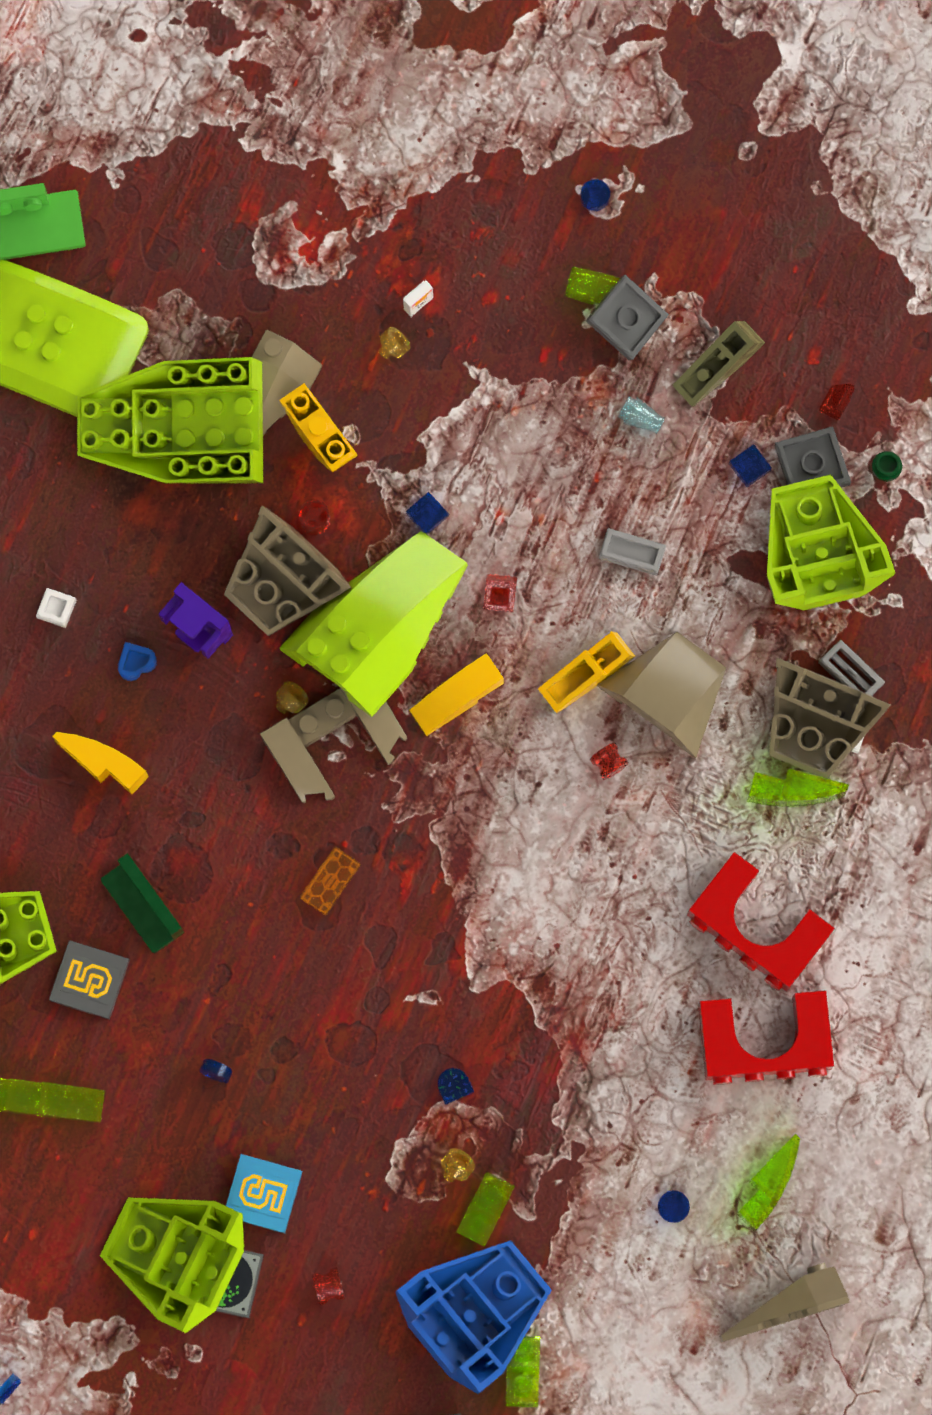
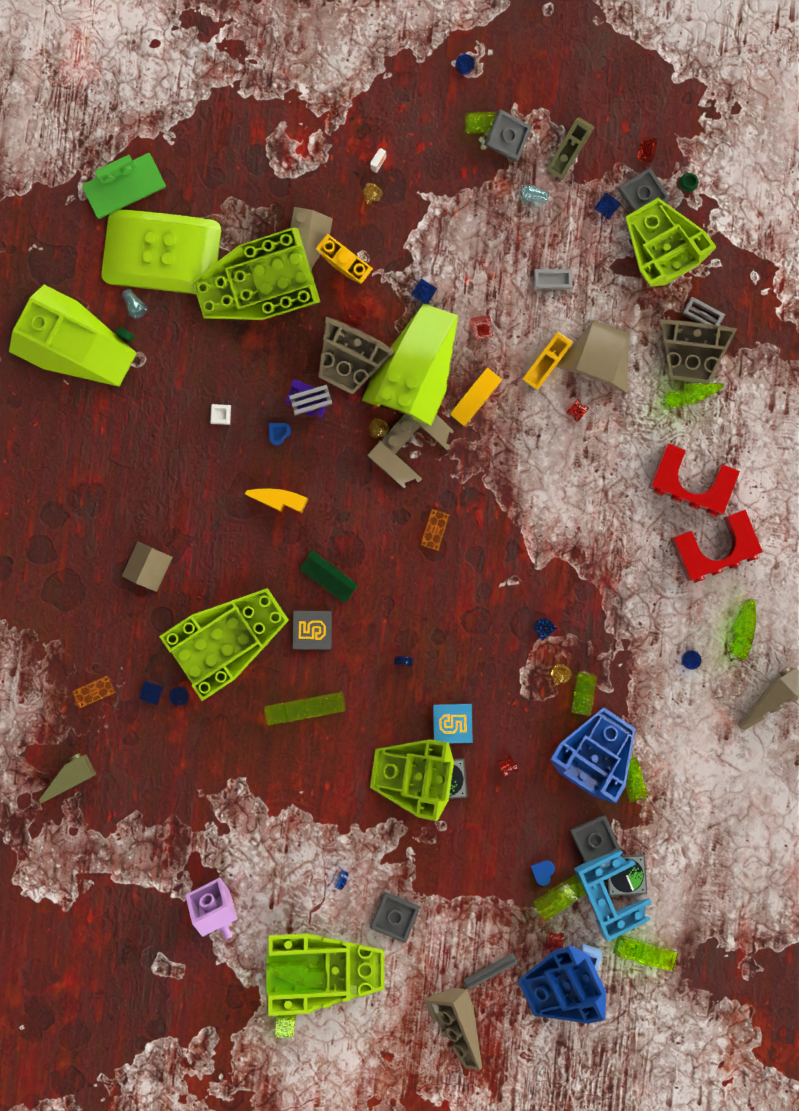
camera: 20 degrees left, 10 degrees up
(196, 609) = (308, 400): none -> light grey tile

